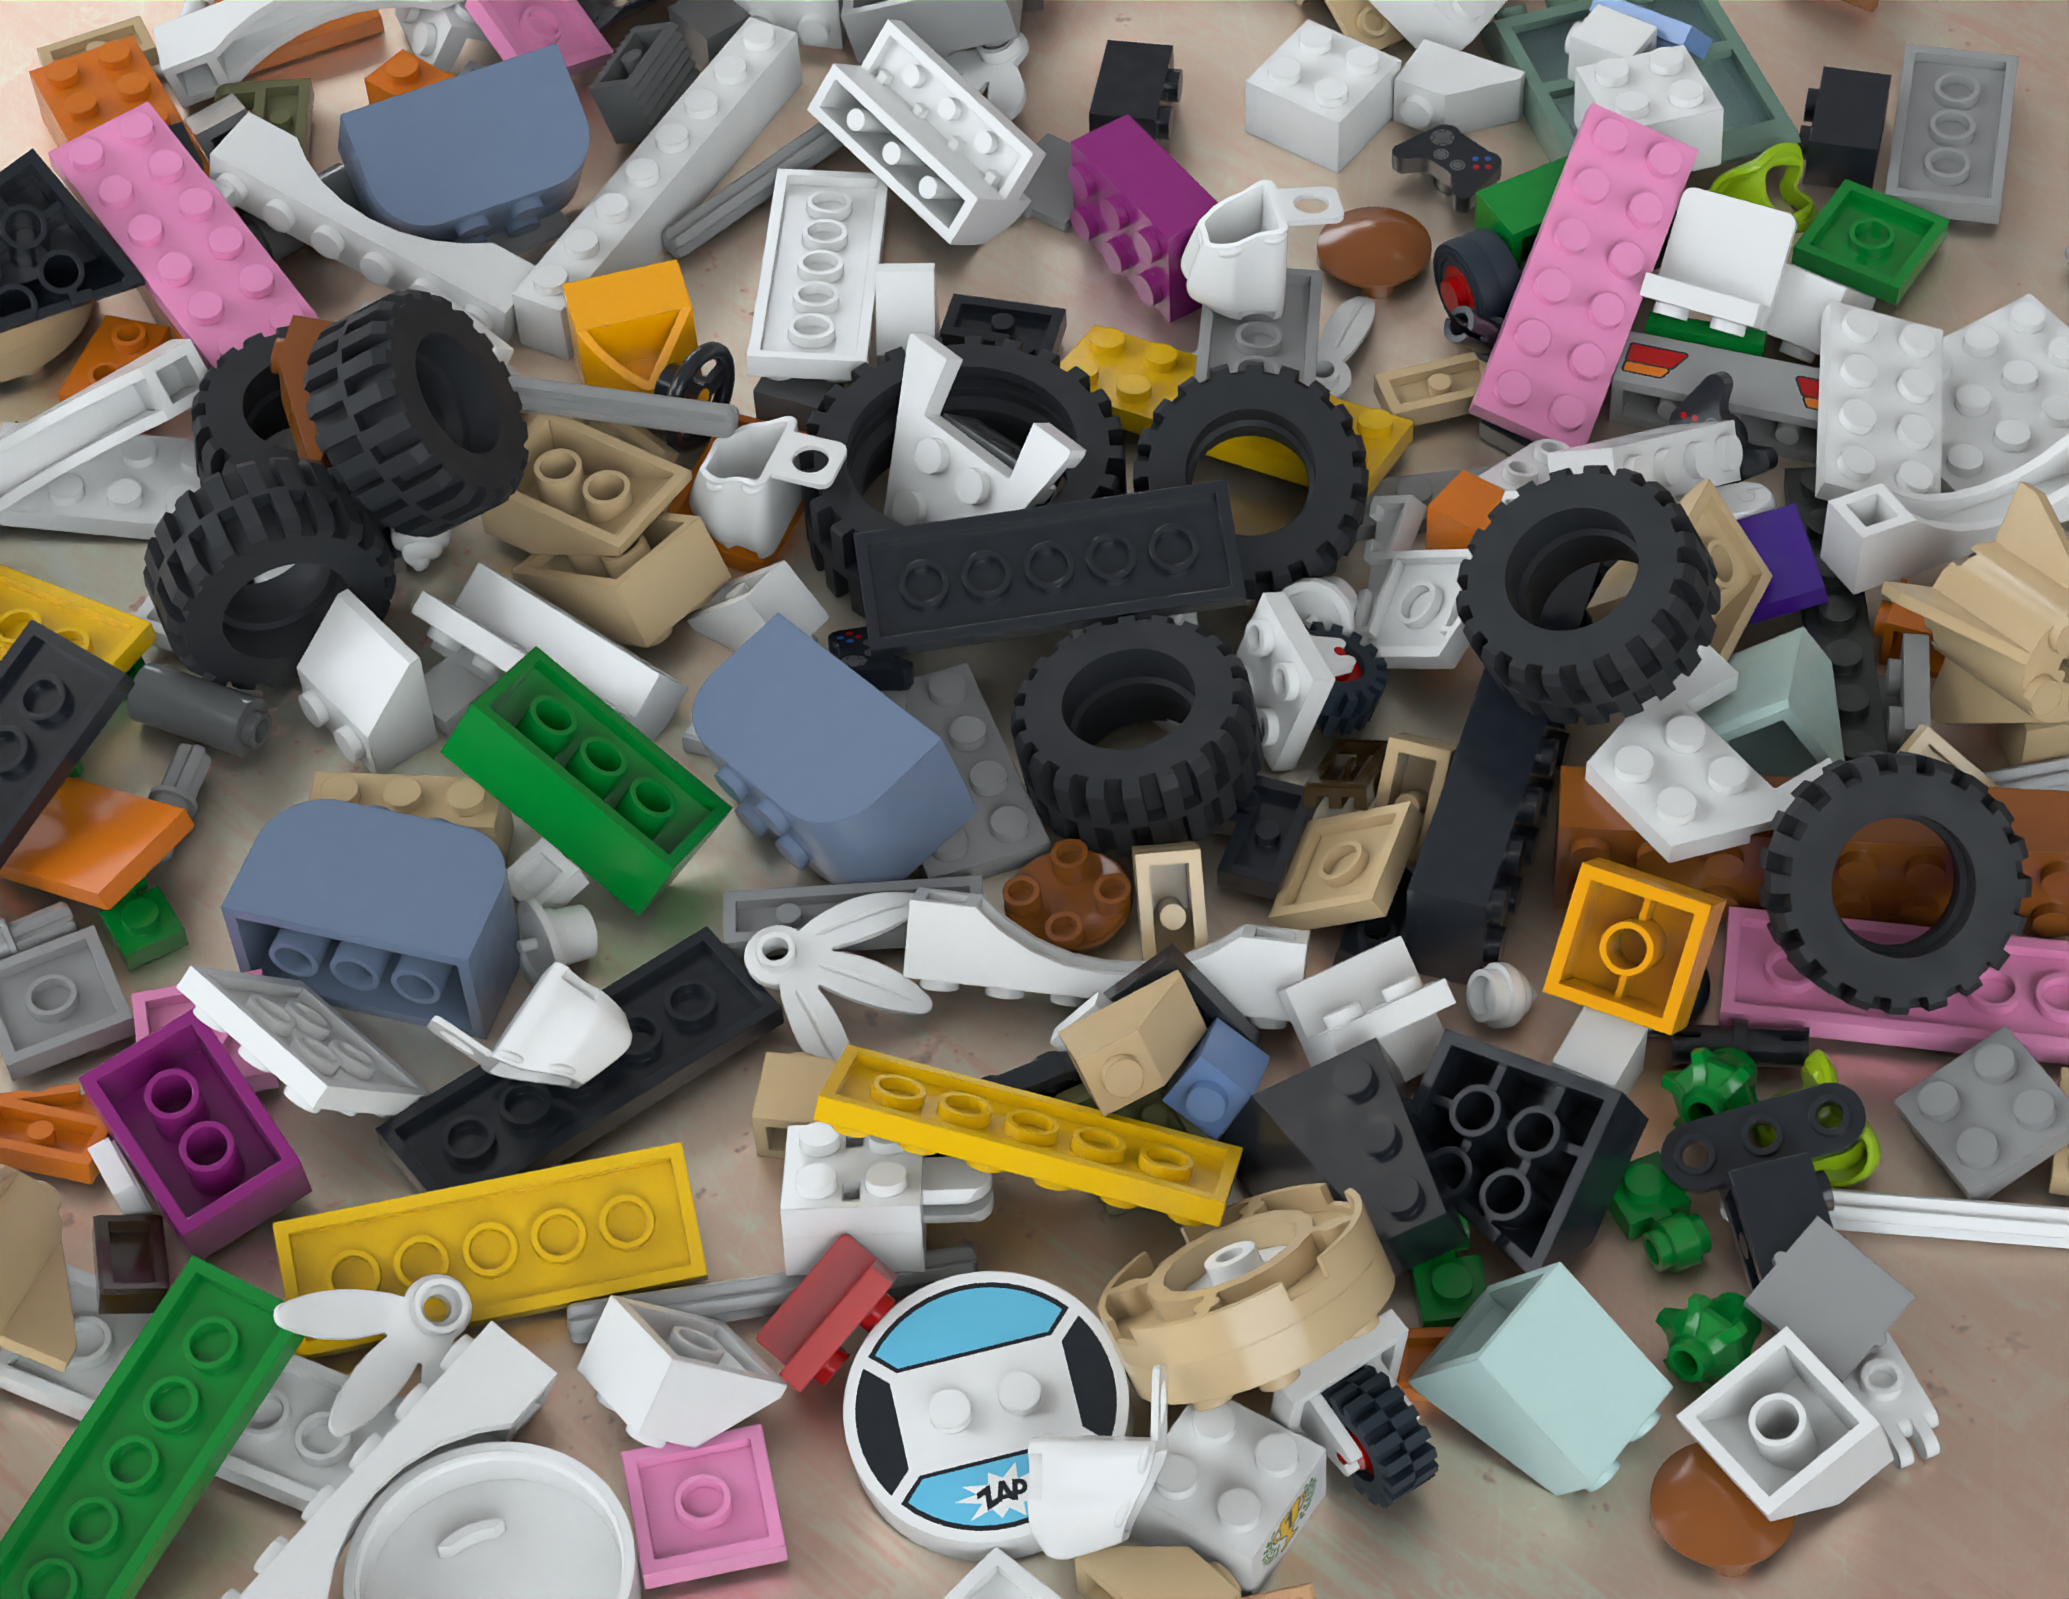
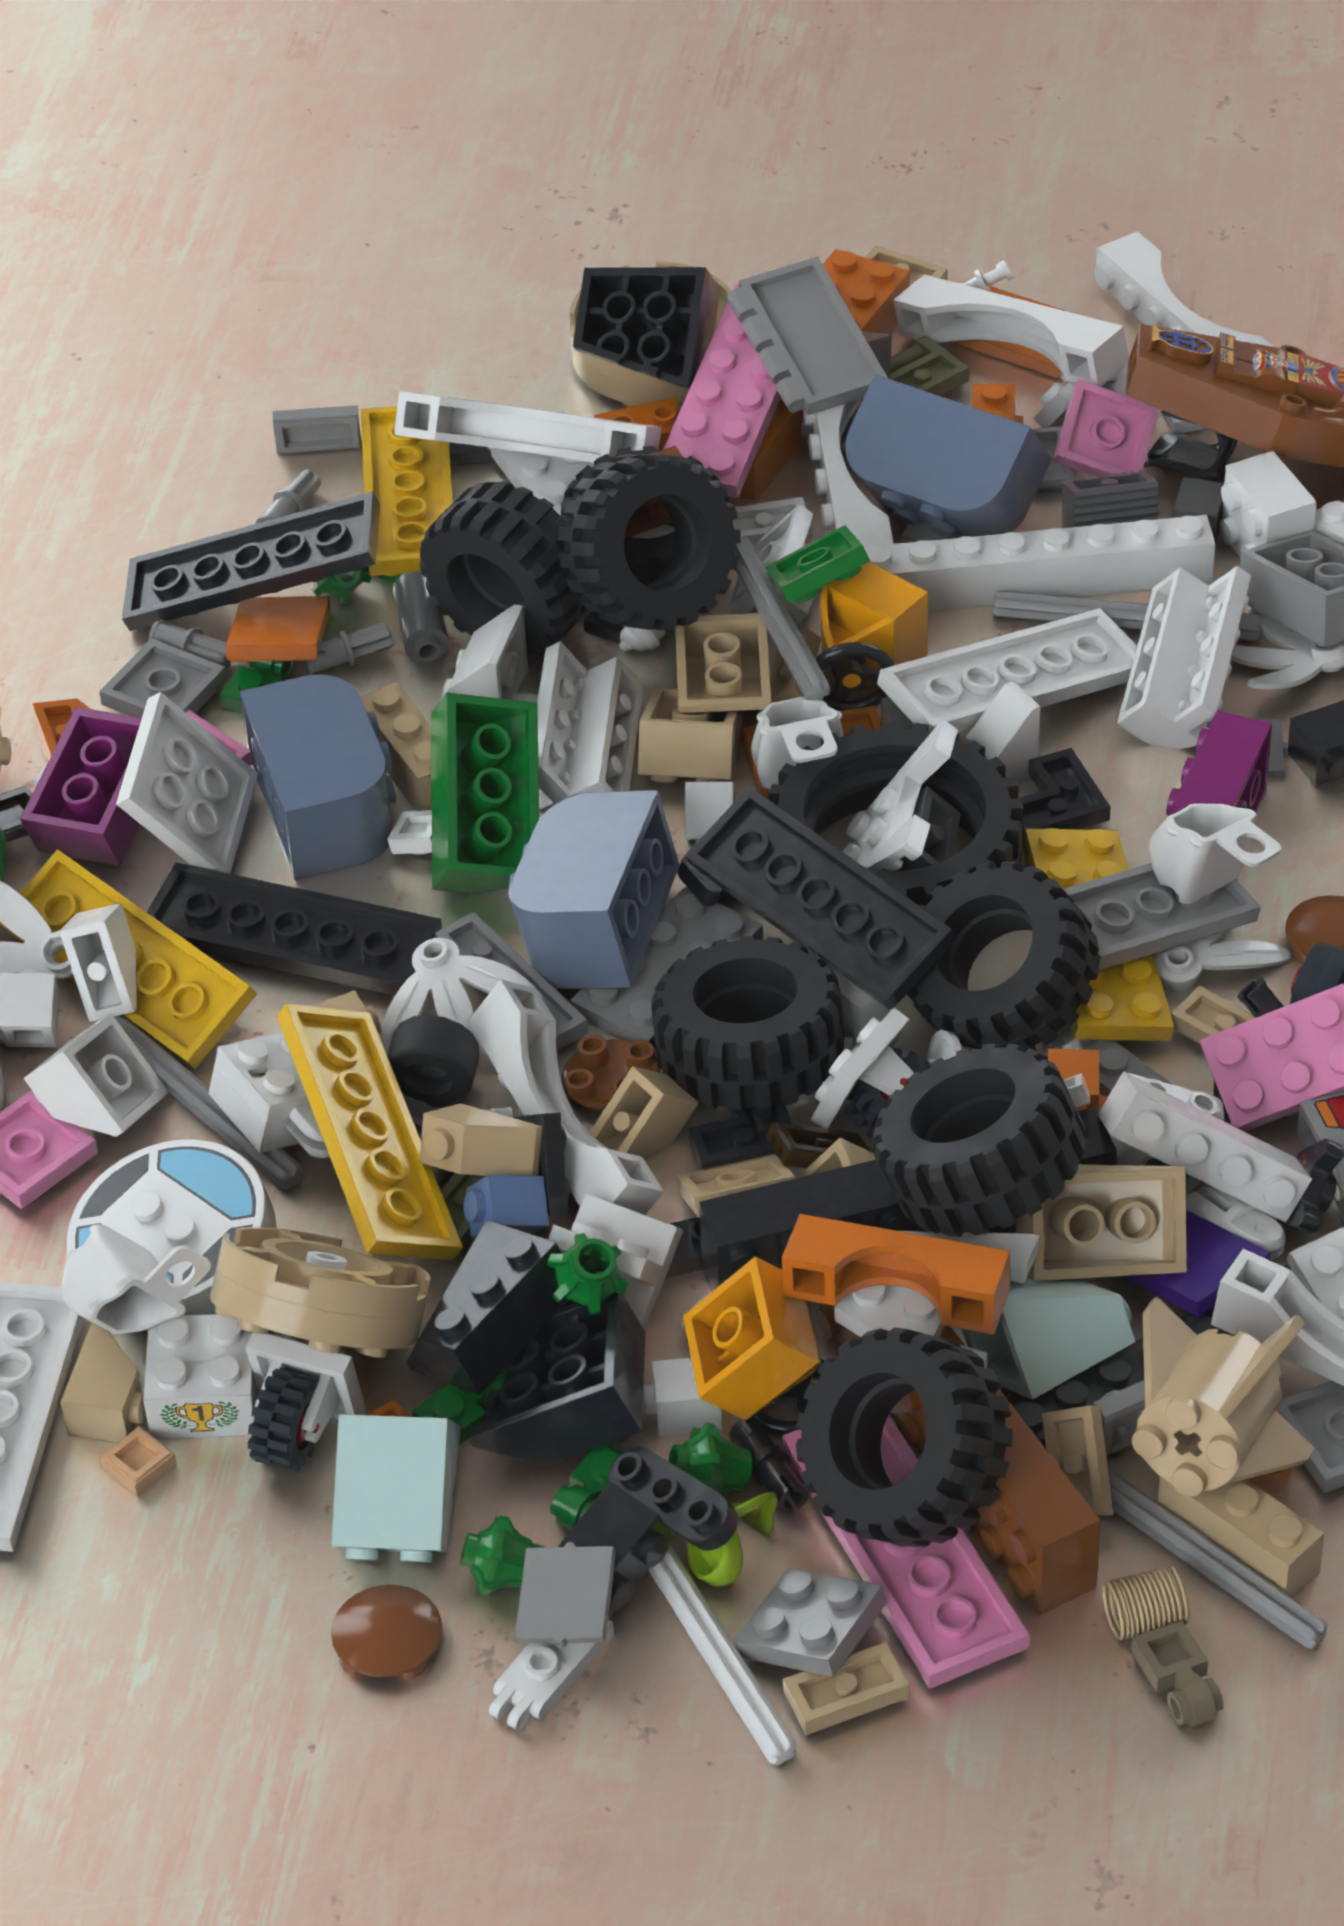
camera: 55 degrees right, 5 degrees down
(206, 135) = (805, 336): none -> light grey hinge
(503, 1265) = (102, 961): none -> white slope
(553, 936) = (377, 858): white piece -> none
(556, 1037) = (277, 883): white piece -> none
(558, 314) = (818, 563): none -> green plate
(824, 1309) = (198, 1117): red bracket -> none
(938, 1025) = (434, 1059): none -> black tyre
(1432, 1033) = (587, 1272): none -> green rock
(1760, 713) = (836, 1257): none -> orange arch
(1788, 1430) = (450, 1627): white slope -> none

